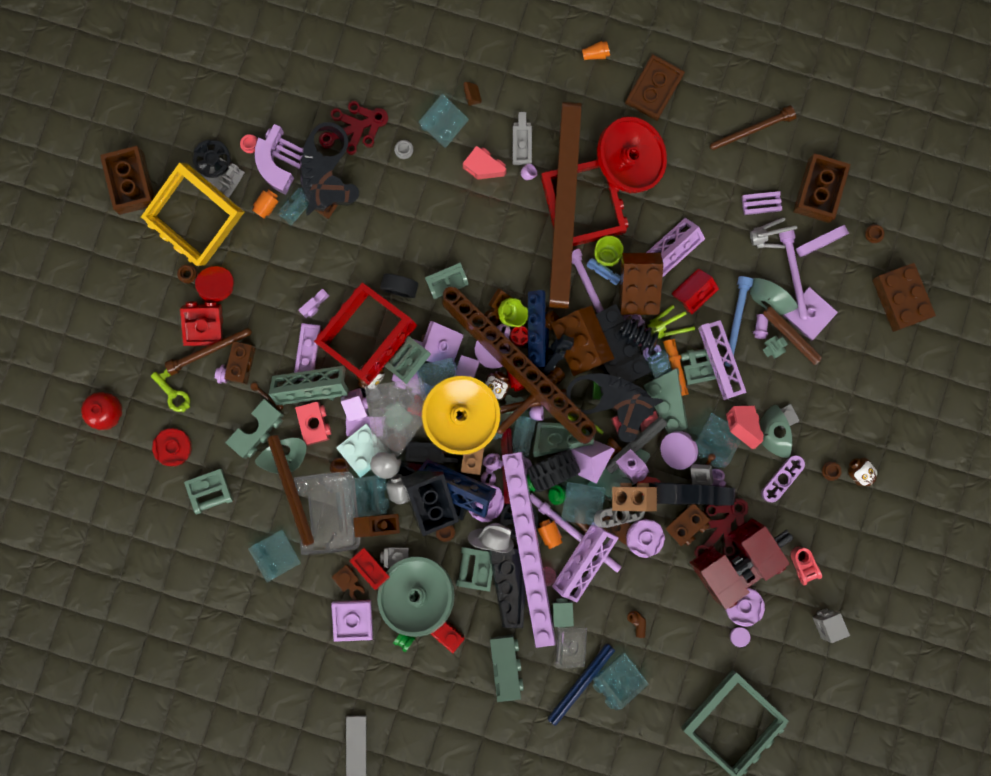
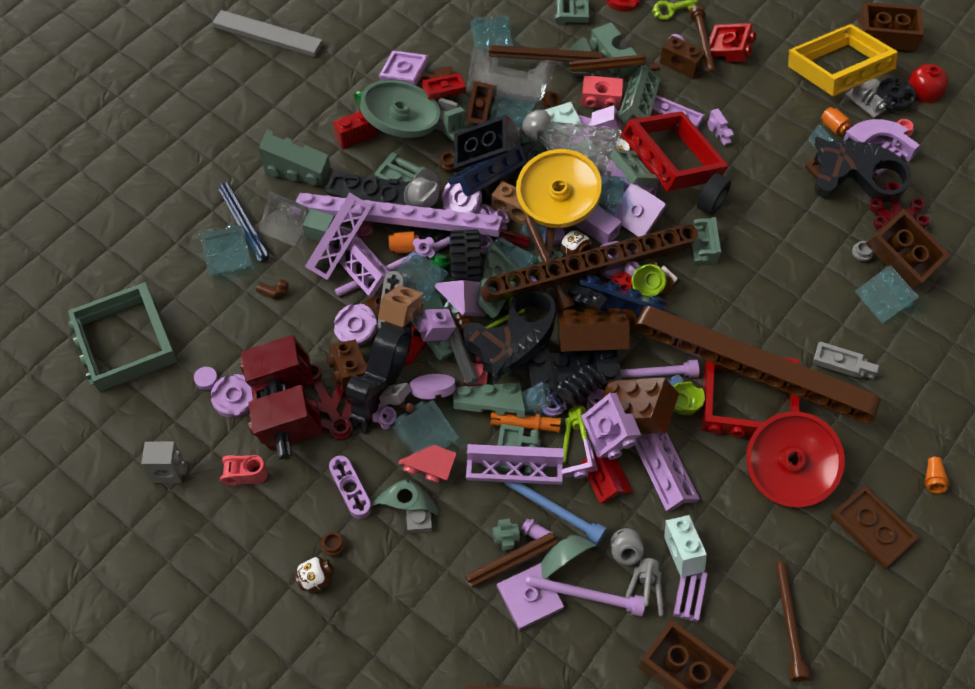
camera: 115 degrees right, 25 degrees down
(181, 274) = (783, 46): reddish brown plate -> none
(185, 133) = (929, 83): none -> red cylinder
(214, 283) = (767, 61): red tile -> none
(283, 427) = (607, 63): none -> reddish brown axle
(399, 111) = (907, 248): none -> reddish brown brick
(407, 541) = (453, 122): none -> sand green bracket
(472, 93) = (912, 331): reddish brown slope -> none
(482, 165) = (826, 312): coral slope -> none
(528, 172) = (804, 359): lavender hinge -> none
(548, 511) = (428, 243): none -> lavender plate
(576, 595) = (331, 231): none -> lavender fence
(672, 296) = (610, 427): none -> lavender plate
(705, 307) = (582, 470): none -> lavender bracket
(733, 215) = (685, 546): none -> light aqua brick
(749, 256) = (627, 546): none -> light grey head
(822, 241) = (616, 646): lavender beam -> none

